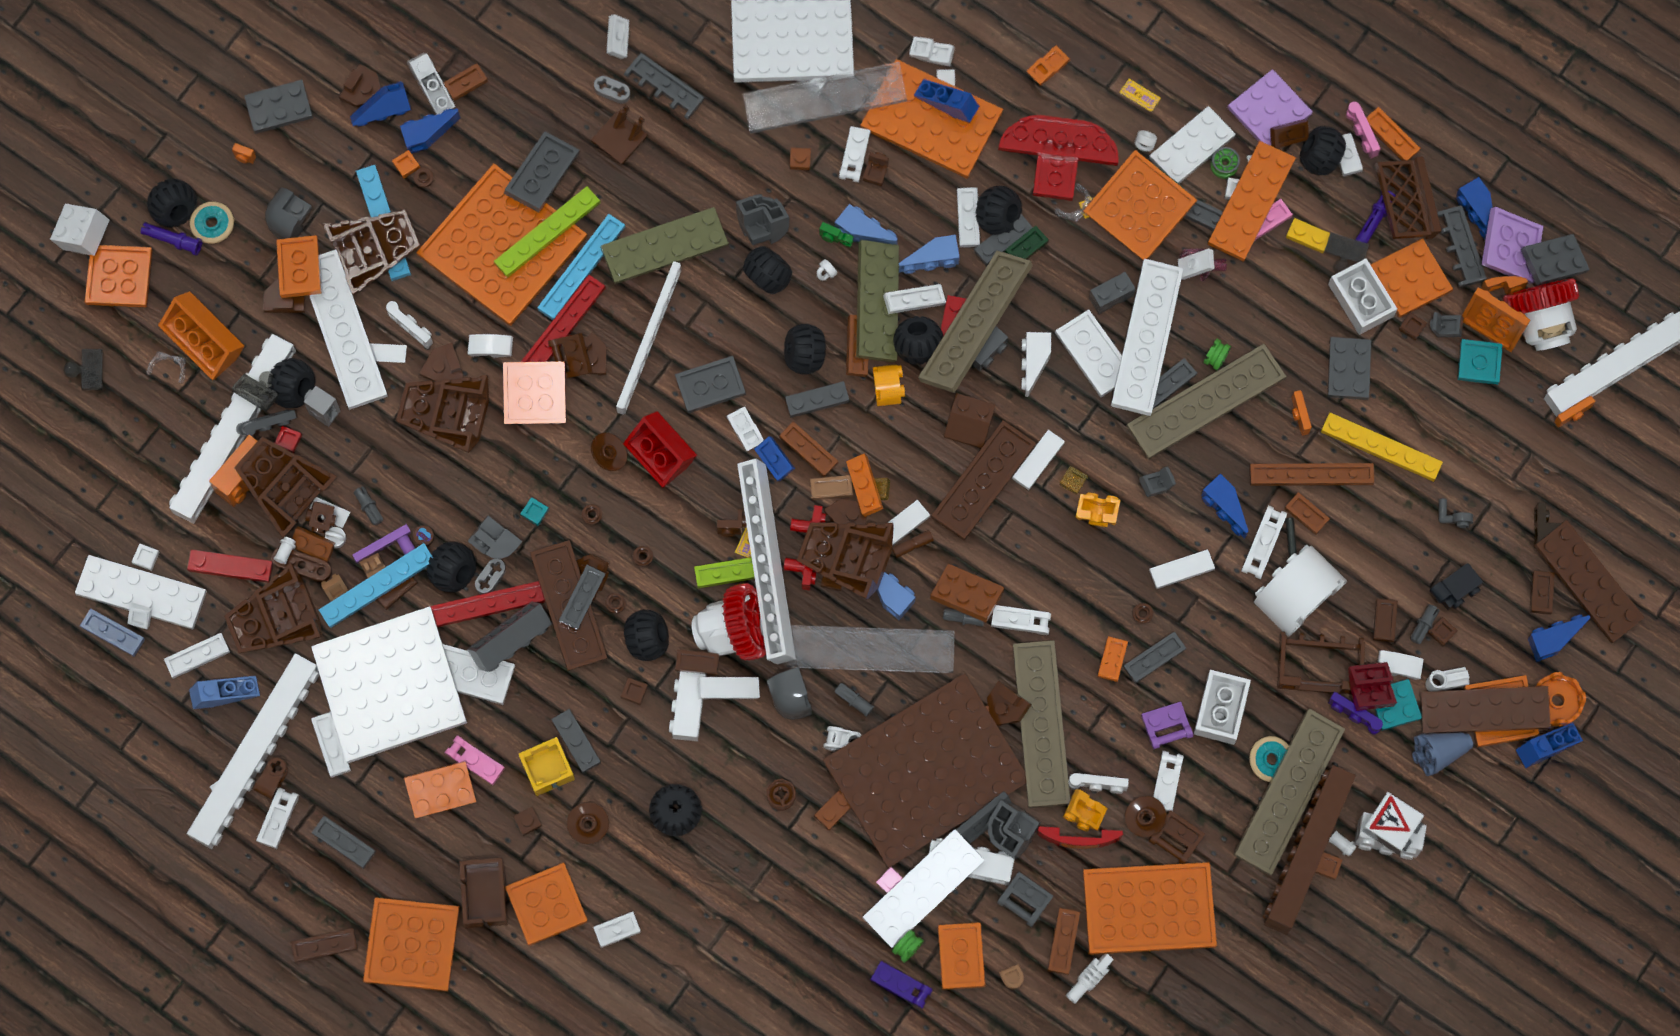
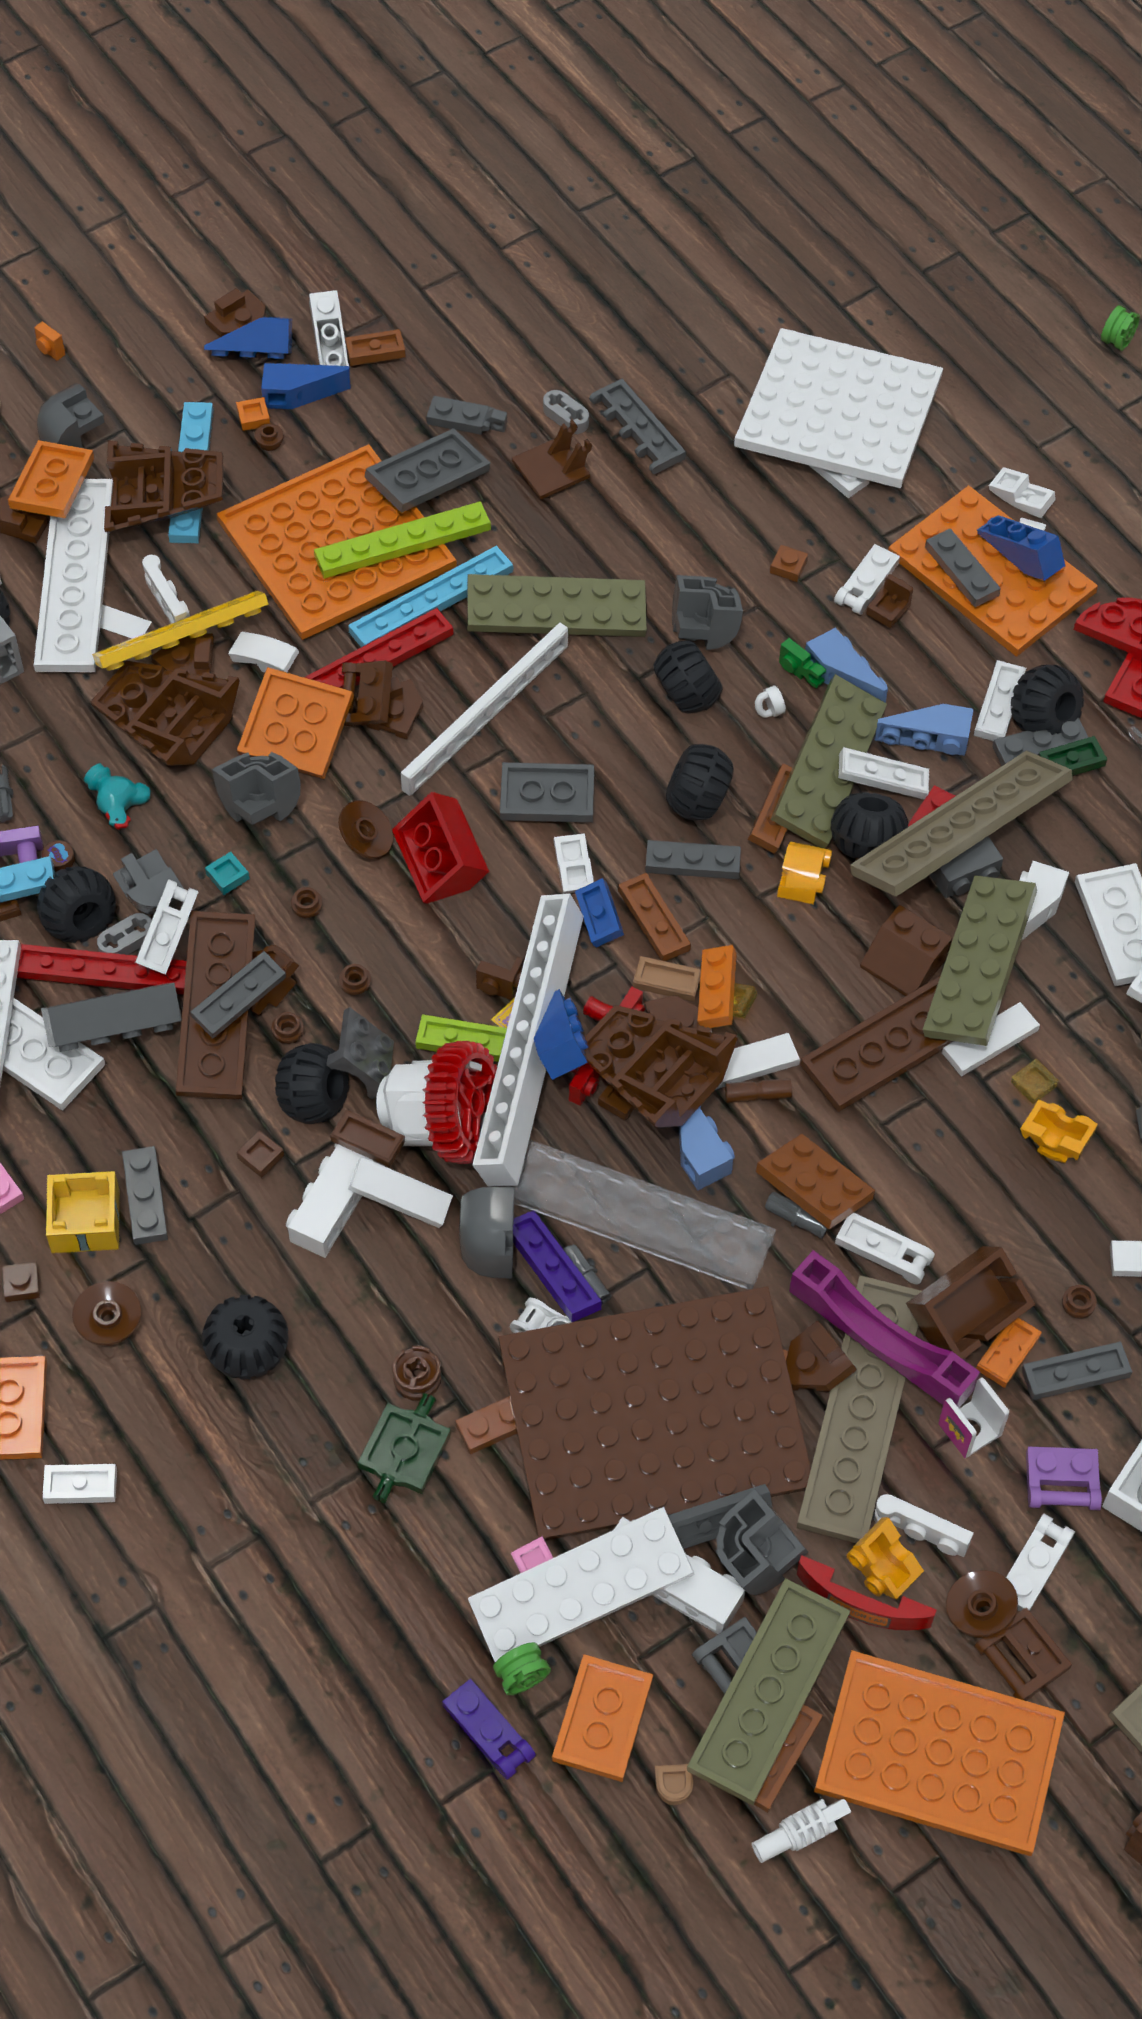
camera: 20 degrees right, 15 degrees down
(278, 106) = (121, 307): dark grey plate -> none
(429, 354) = (168, 635): none -> yellow plate
(442, 482) = (115, 794): none -> teal animal
(519, 568) = (166, 928): none -> white plate
(530, 447) = (257, 787): none -> dark grey brick
(546, 116) = (465, 416): none -> dark grey hinge
(617, 36) = (599, 353): white plate -> none
(671, 606) = (363, 1051): none -> flat silver piece
(785, 559) = (560, 1037): none -> blue slope
(792, 842) = (404, 1448): none -> dark green plate
(825, 97) = (852, 496): clear plate -> none
(836, 703) = (554, 1267): none -> dark purple plate
(914, 128) = (962, 567): none -> dark grey plate
(1015, 670) = (929, 1367): none -> magenta arch
(1017, 413) = (980, 960): none -> olive plate
(1047, 909) = (768, 1691): none -> olive plate
(1082, 639) = (971, 1302): none -> reddish brown piece
(1107, 700) = (984, 1409): none -> white piece

